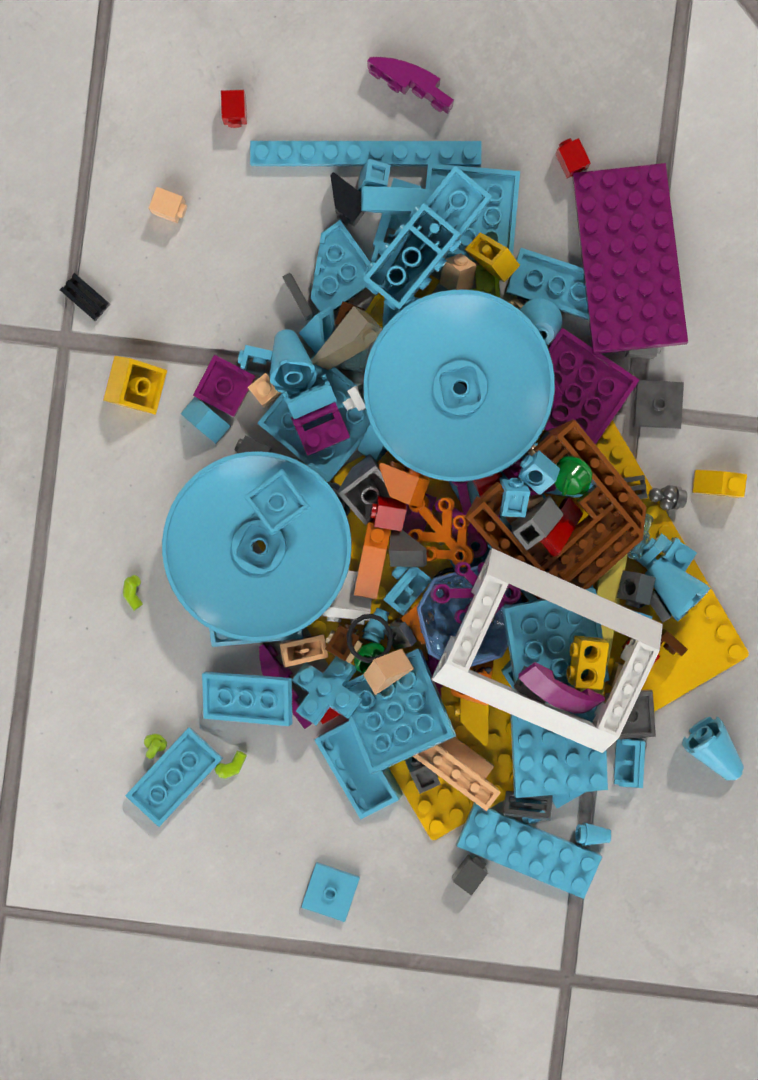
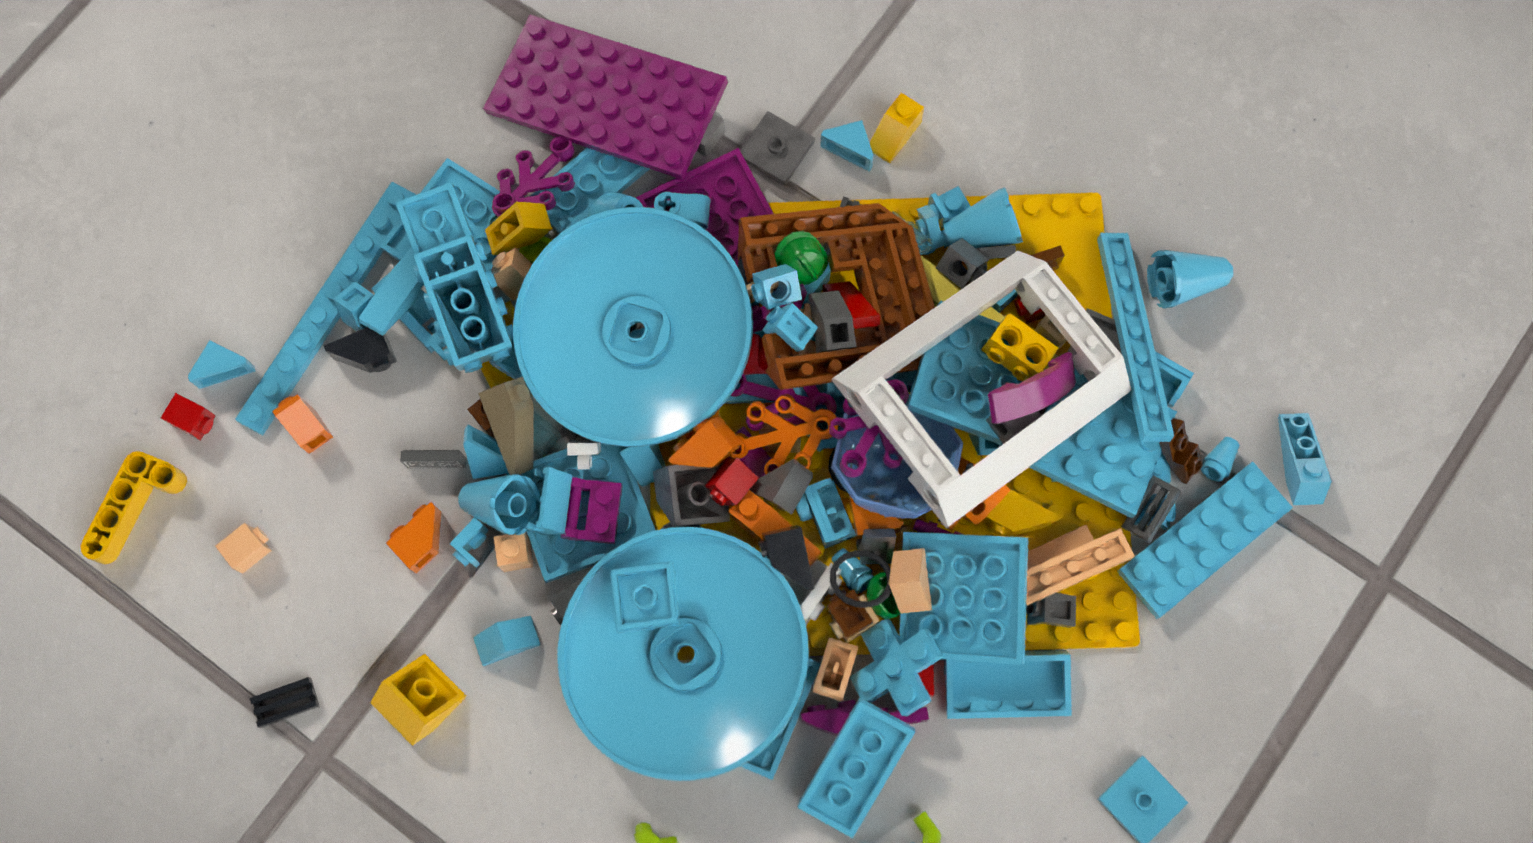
camera: 55 degrees left, 15 degrees down
(148, 109) = (130, 509): none -> yellow beam
(224, 386) = (481, 596): magenta plate -> none
(238, 321) = (419, 539): none -> orange slope
(271, 192) = (302, 423): none -> orange slope
(281, 104) = (218, 365): none -> medium azure slope
(338, 269) = (432, 398): medium azure plate -> none
(359, 579) = (788, 554): none -> black slope
(405, 75) = (273, 221): magenta slope -> none
(470, 874) = (1200, 620): dark grey brick -> none
(534, 244) = (562, 151): none -> magenta plant
(569, 373) = (690, 206): none -> medium azure piece
(572, 157) = (466, 100): red brick -> none
(580, 805) = (1182, 454): none -> reddish brown slope
(622, 890) = (1303, 460): none -> medium azure slope
(646, 734) = (1135, 338): none -> medium azure plate
(670, 497) = (882, 184): flat silver piece -> none
(690, 456) = (849, 143): none -> medium azure slope

